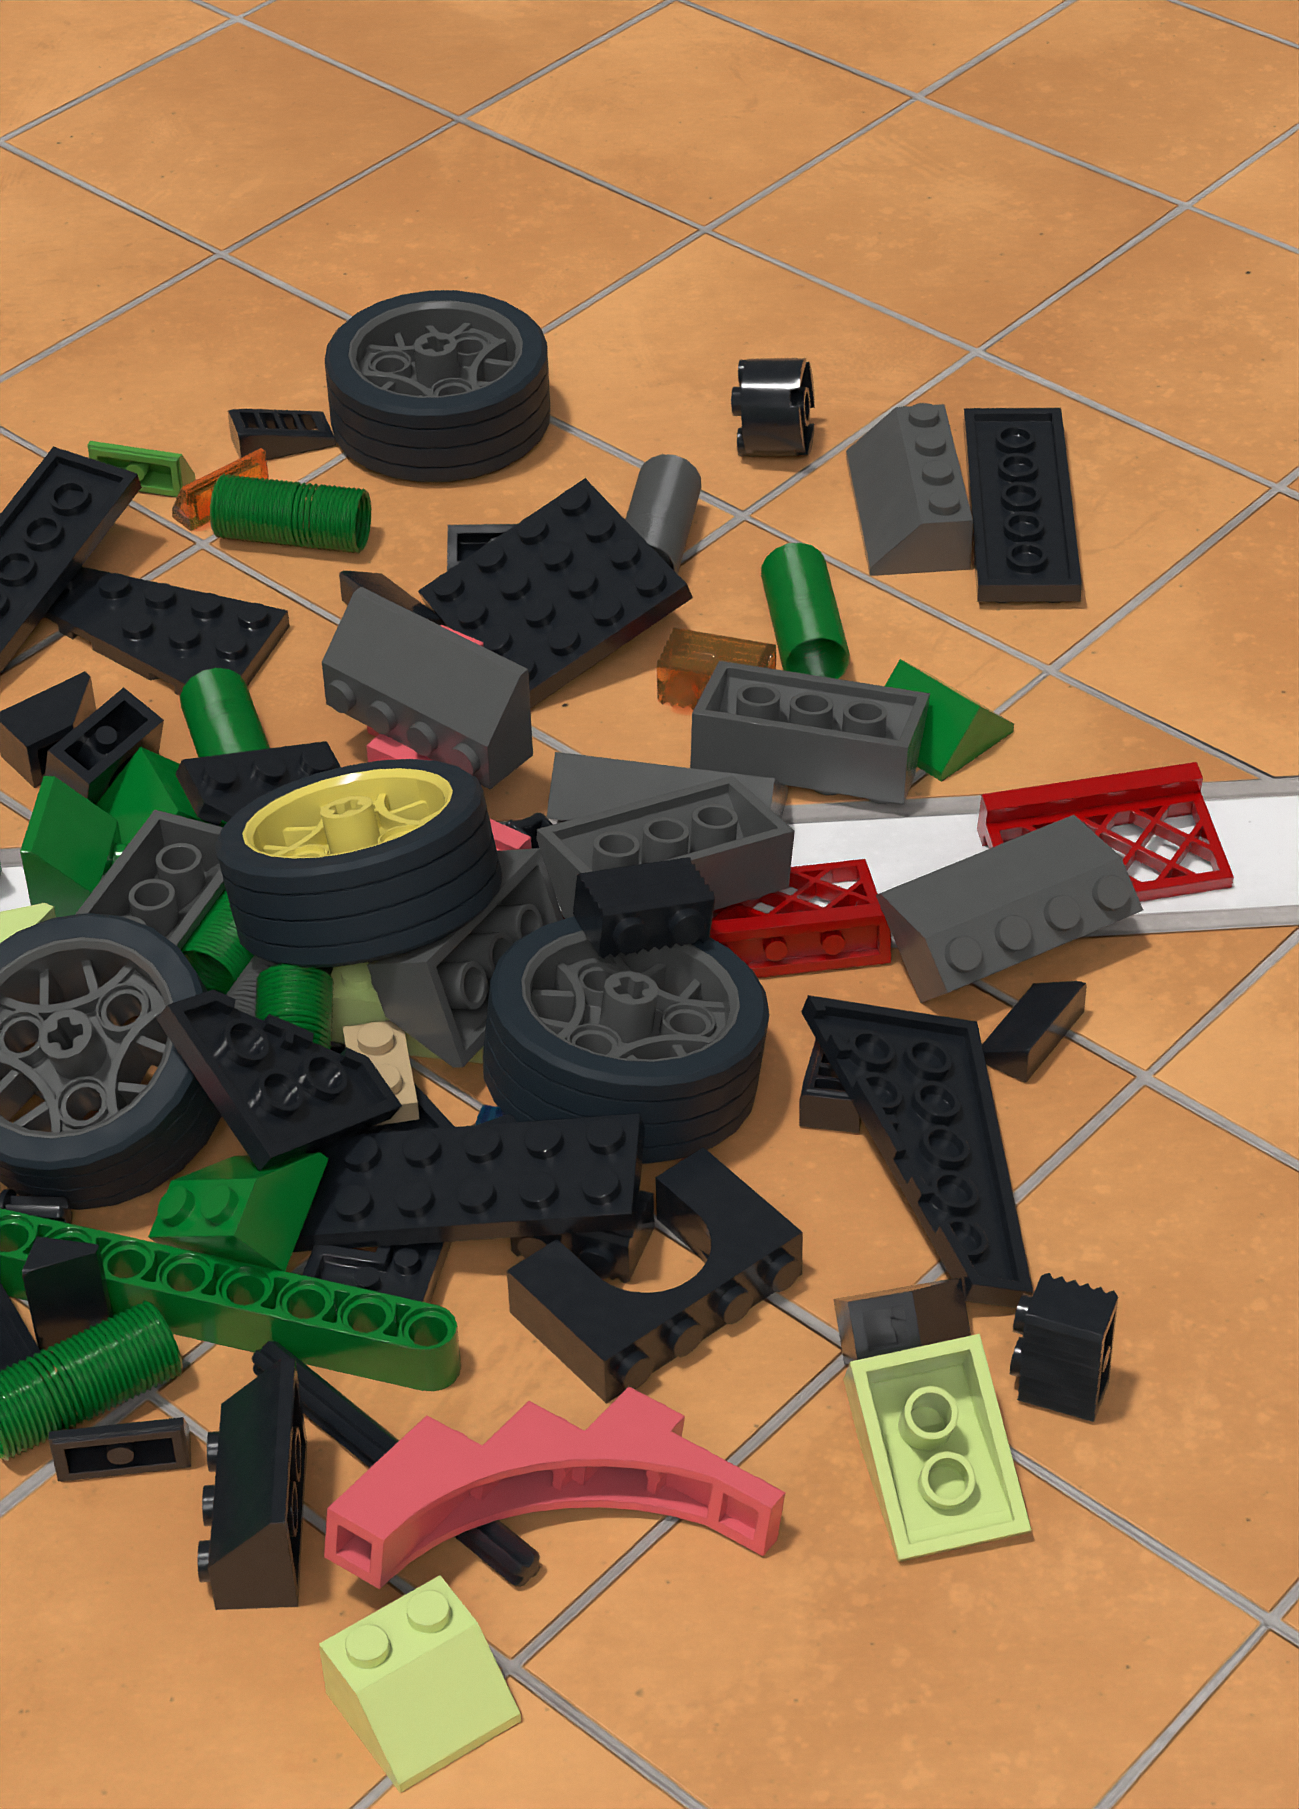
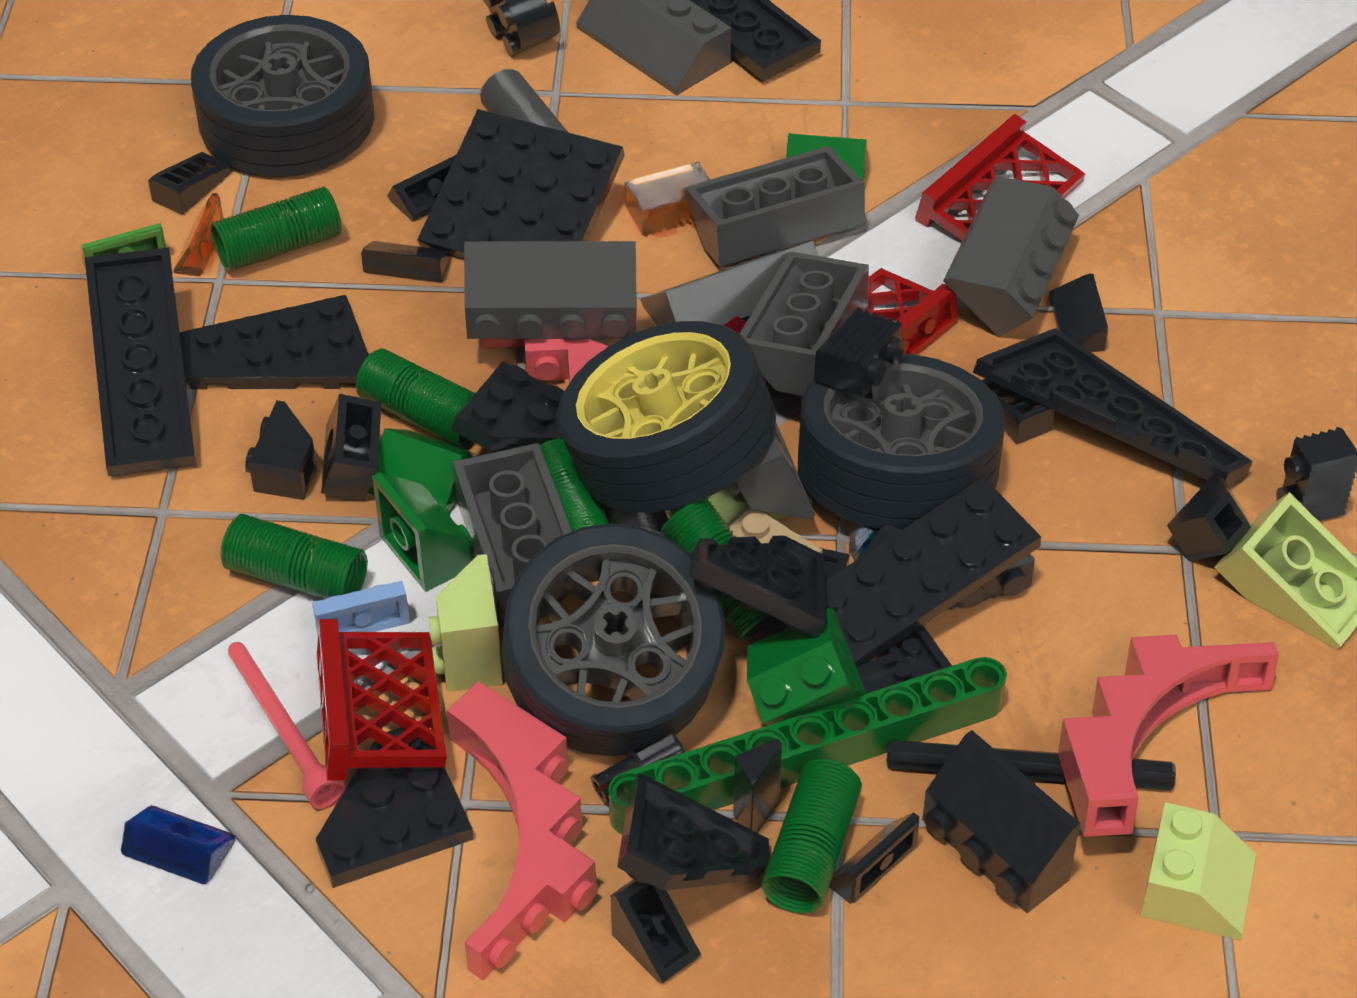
camera: 40 degrees left, 5 degrees up
(624, 1336) = (1070, 617): black arch -> none
(804, 611) = (683, 134): green piece -> none

